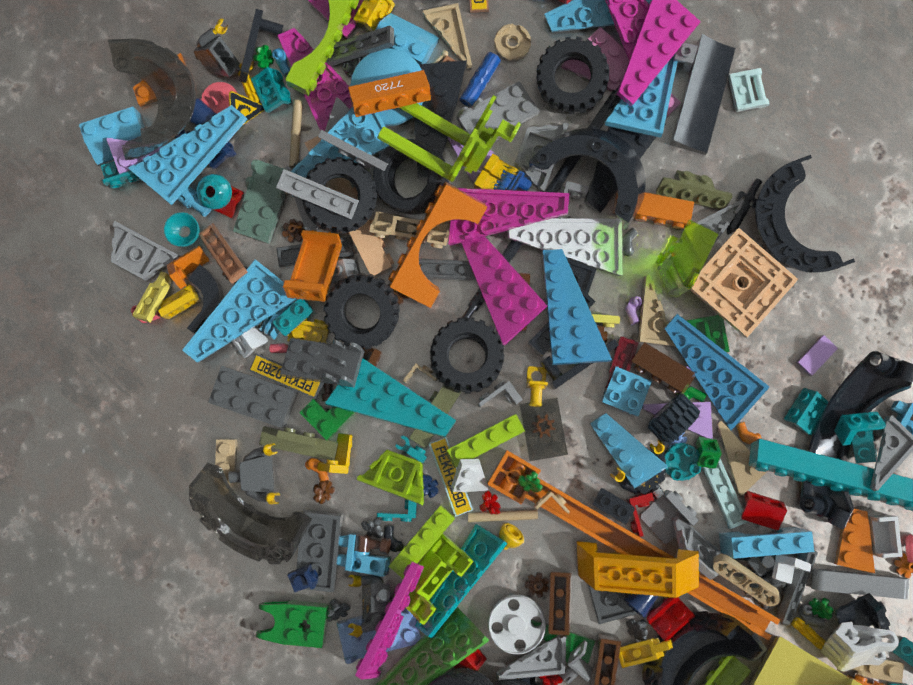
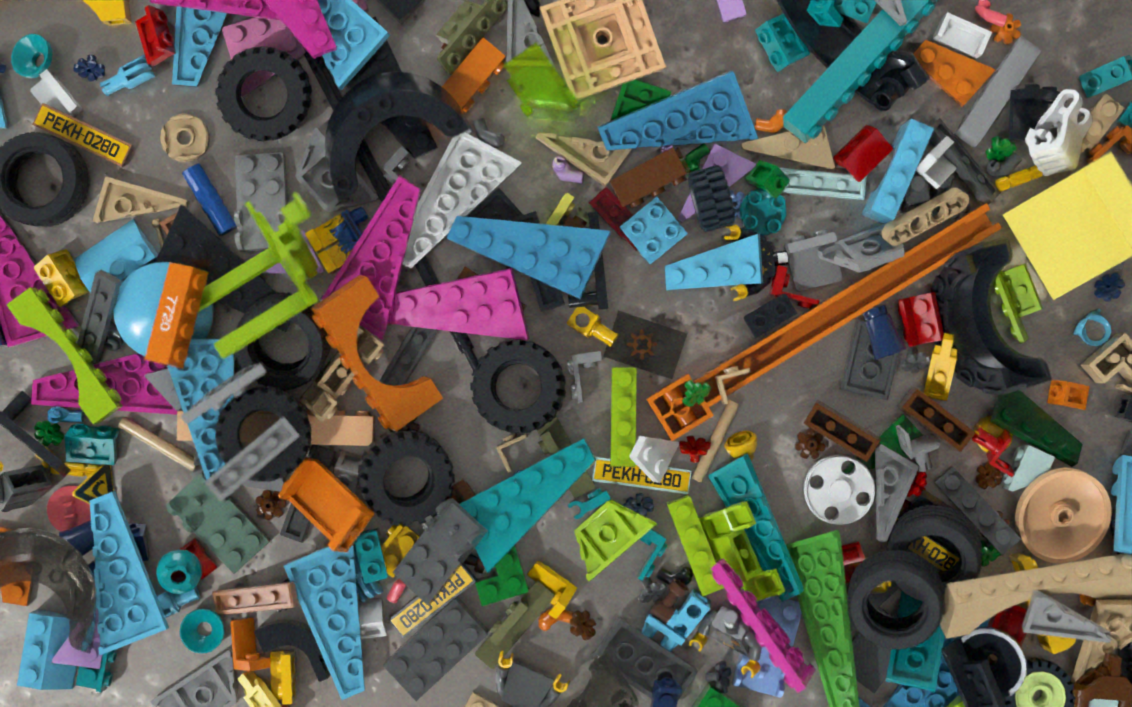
camera: 65 degrees left, 5 degrees up
(638, 573) = (855, 329): light orange slope -> none

